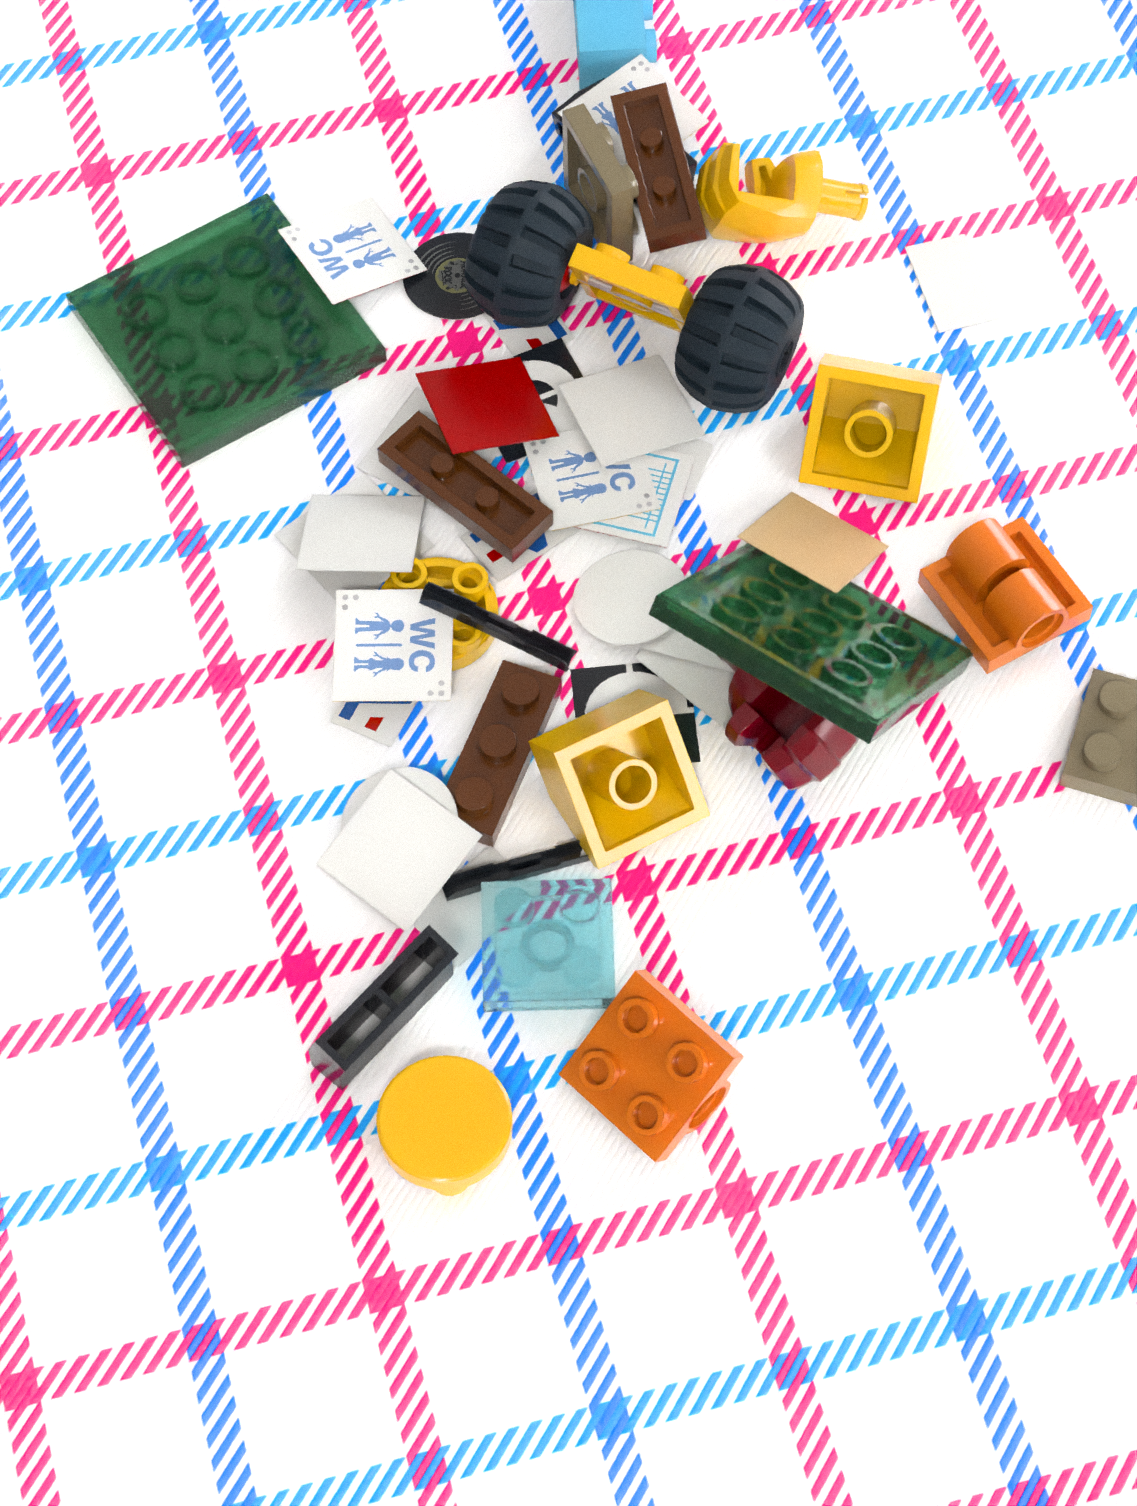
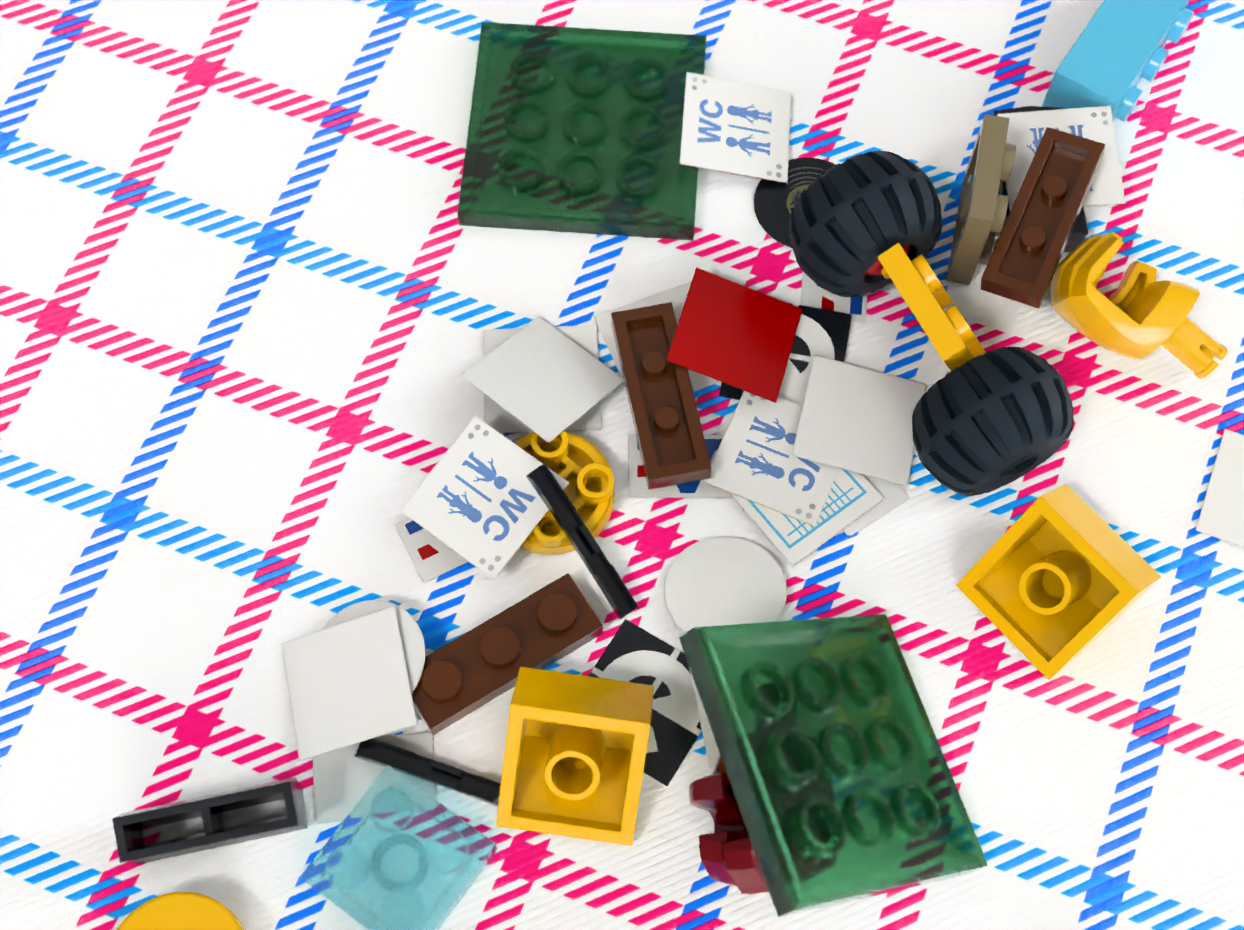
camera: 35 degrees right, 5 degrees up
(813, 542) = (920, 655): tan sticker -> none
(1003, 591) = (1061, 828): orange plate -> none

